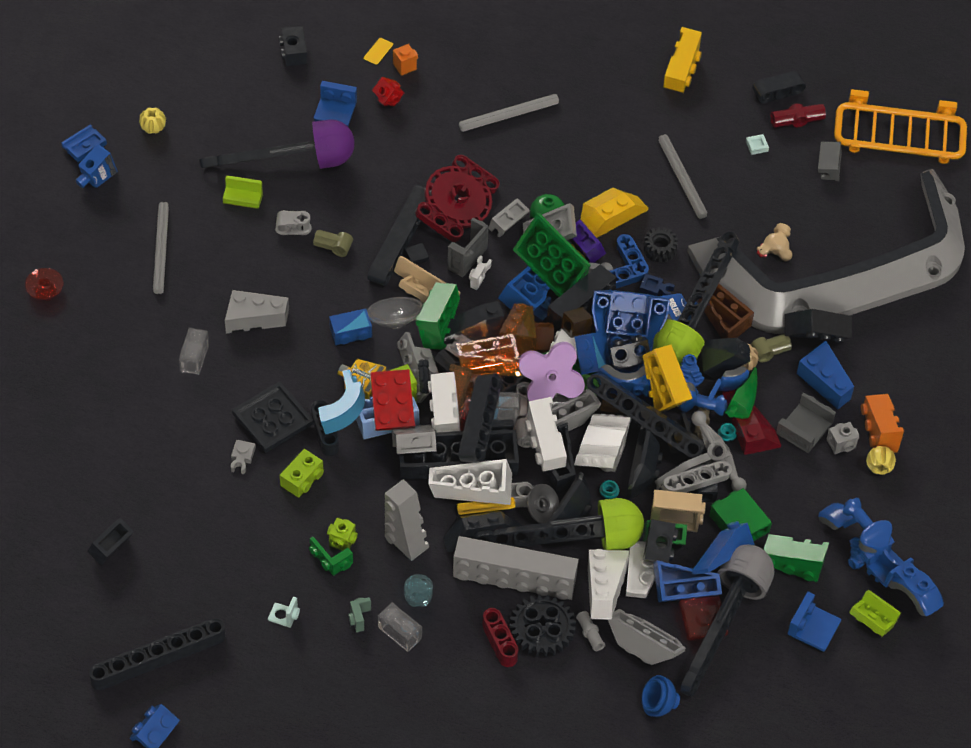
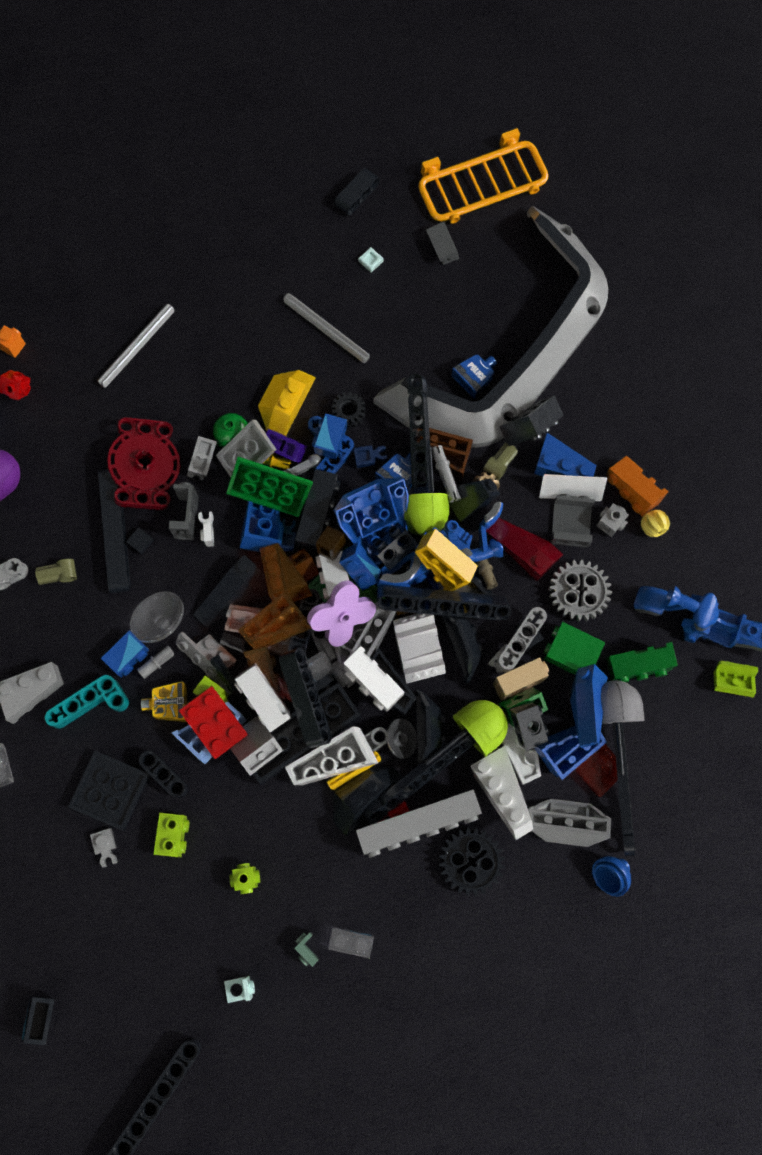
camera: 30 degrees left, 20 degrees up
(289, 343) = (83, 705): none -> teal beam
(335, 564) = (260, 906): green bracket -> none
(346, 409) = (177, 751): arch -> none
(371, 346) = (156, 662): none -> light grey axle
(404, 520) = (298, 841): light grey wedge -> none
(416, 279) = (165, 572): tan bracket -> none
(418, 591) = (344, 892): clear light blue wheel -> none
(436, 315) = (197, 599): green wedge -> none
(496, 629) = (453, 900): dark red beam -> none
(590, 631) = (519, 844): light grey pin -> none
(609, 485) = (447, 680): teal plate -> none
(630, 253) = (330, 436): none -> blue brick
(683, 61) = (260, 209): yellow wedge -> none
(711, 442) = (511, 591): light grey piece -> none
(713, 317) = (442, 465): none -> light grey pin
(727, 428) = (512, 564): teal plate -> none
(744, 398) = (512, 535): green piece -> none
(777, 243) = (446, 353): tan animal -> none
(792, 267) = (474, 374): none -> blue torso
(792, 486) = (563, 588): none -> light grey gear
(798, 115) = (389, 212): dark red piece -> none
(813, 624) = (692, 719): blue bracket -> none
(823, 392) = (573, 485): none -> white sticker

